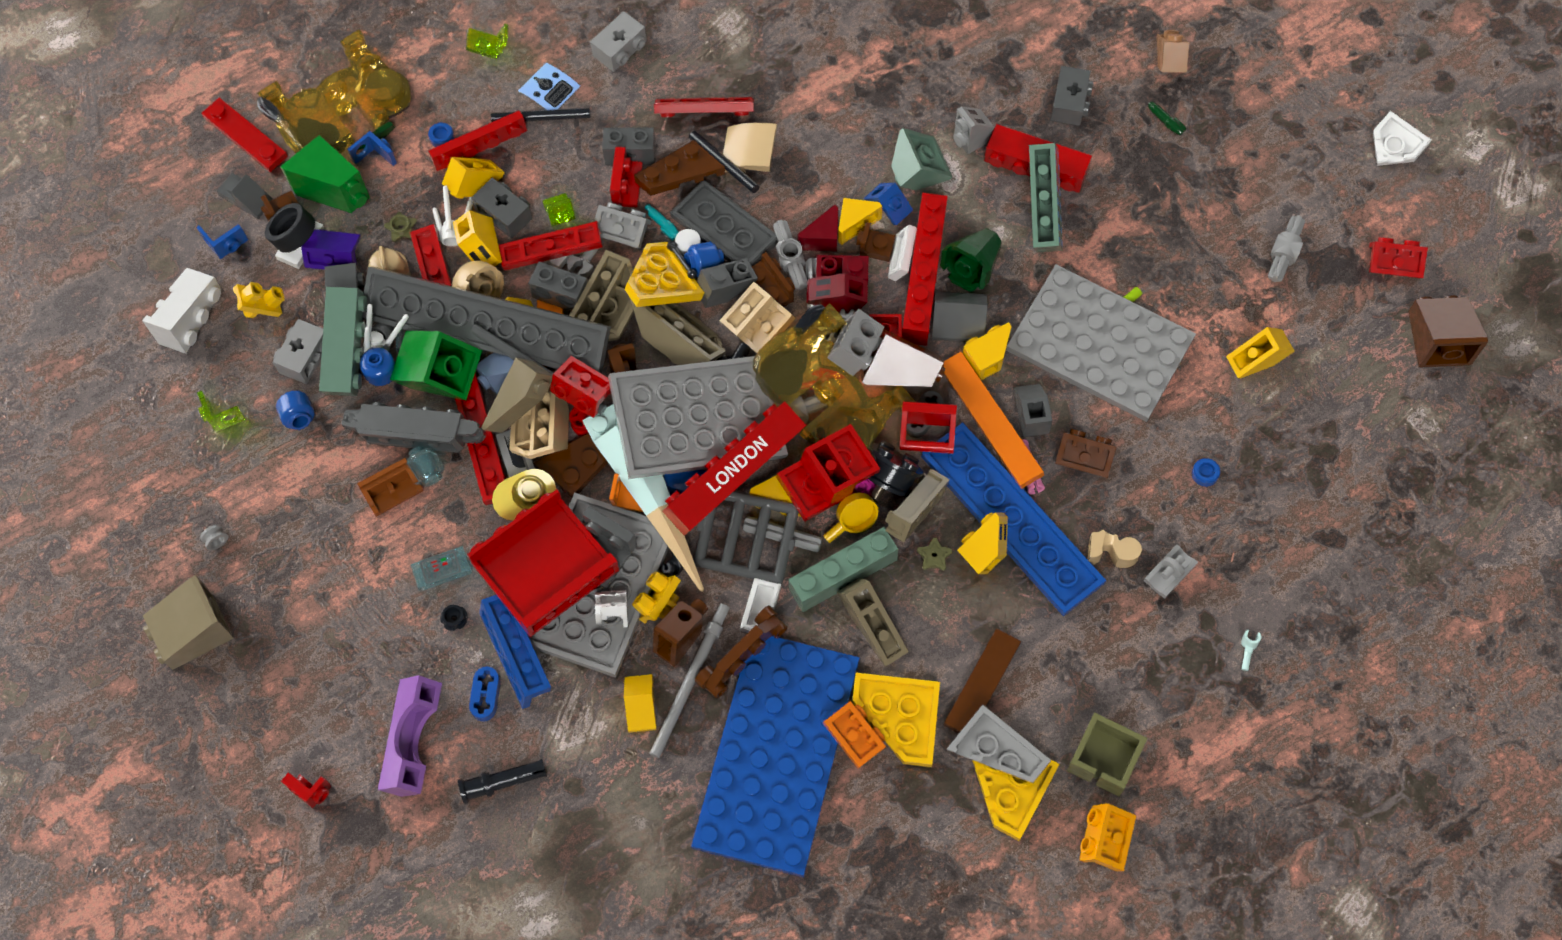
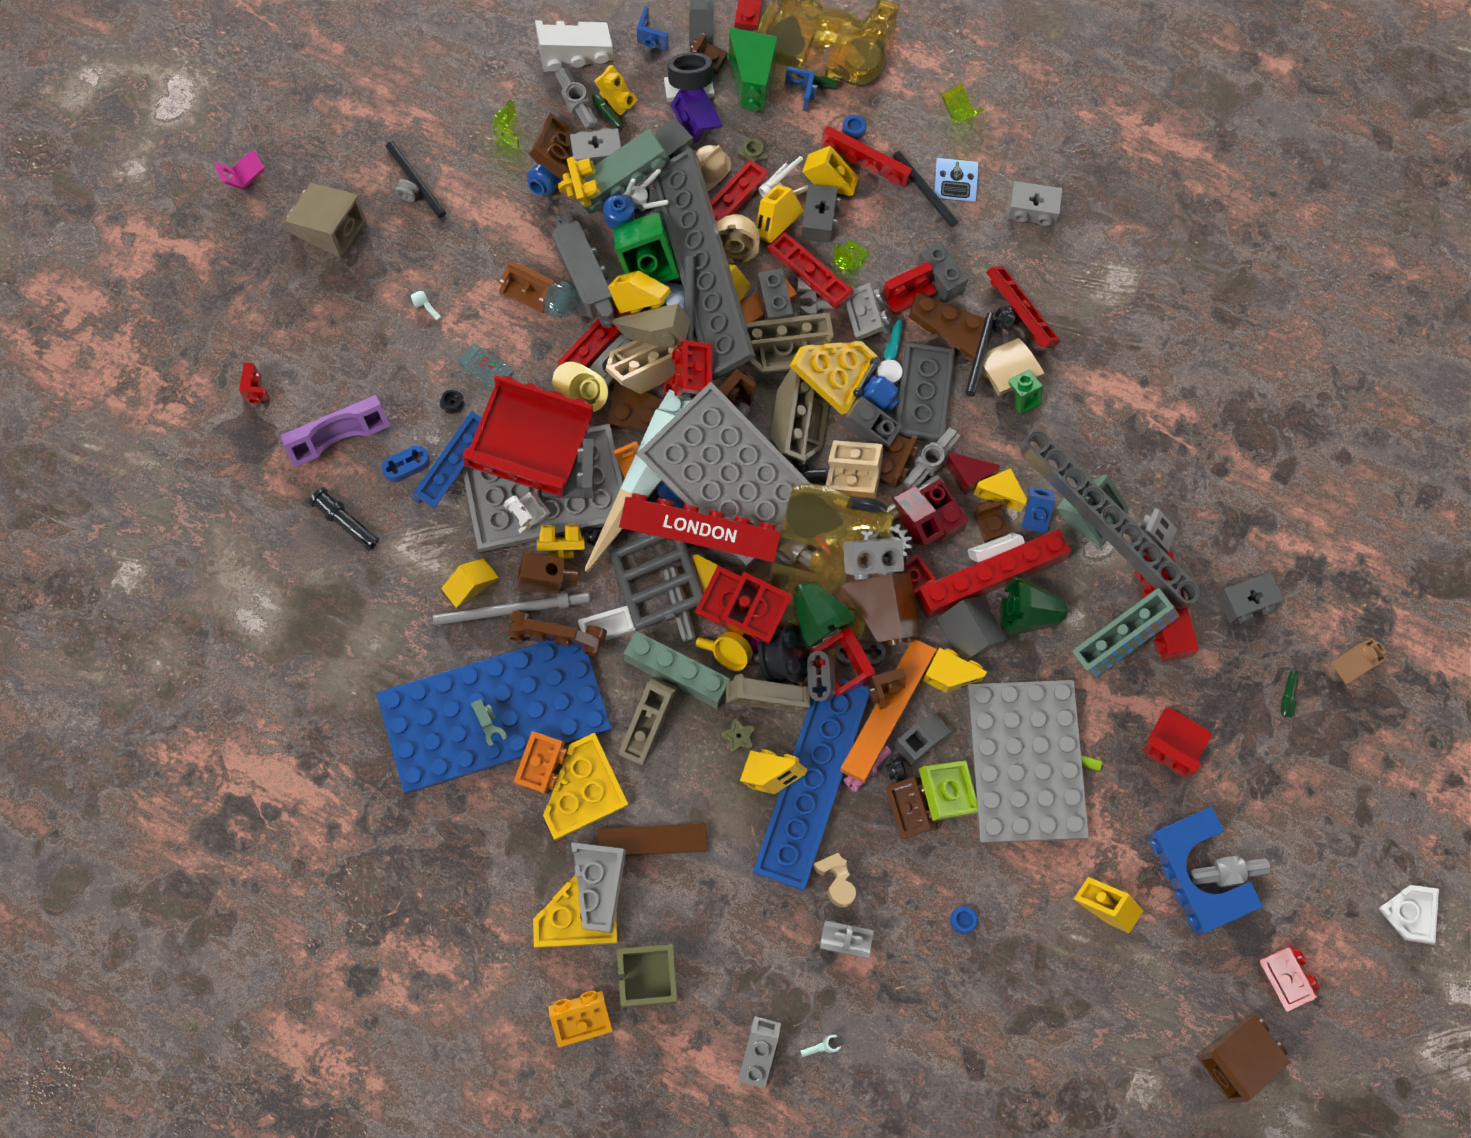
camera: 50 degrees right, 5 degrees up
(77, 674) = (243, 172): none -> dark pink bracket
(202, 524) = (415, 178): none -> black bar
(248, 340) = (576, 106): none -> light grey axle
(262, 322) = (604, 107): none -> dark green piece
(272, 384) = (552, 146): none -> reddish brown wing
(332, 586) = (420, 299): none -> light aqua hand
(342, 377) = (583, 190): none -> yellow hips
(473, 389) = (637, 291): none -> yellow slope
(703, 124) = (1004, 317): none -> black plate
(782, 144) = (1027, 391): none -> green bracket
(783, 756) = (485, 717): none -> sand green plate
(878, 416) = (819, 614): none -> dark green cone
(926, 458) = (821, 676): none -> dark grey beam
(970, 406) = (889, 683): none -> reddish brown bracket
(982, 142) = (1121, 524): none -> dark grey beam
(1045, 446) = (896, 769): none -> black plate
(1090, 414) = (949, 790): none -> lime tile
(1157, 222) = (1177, 743): none -> red bracket
(1227, 700) = (759, 1052): none -> light grey bracket
(1243, 278) = (1203, 909): none -> blue arch

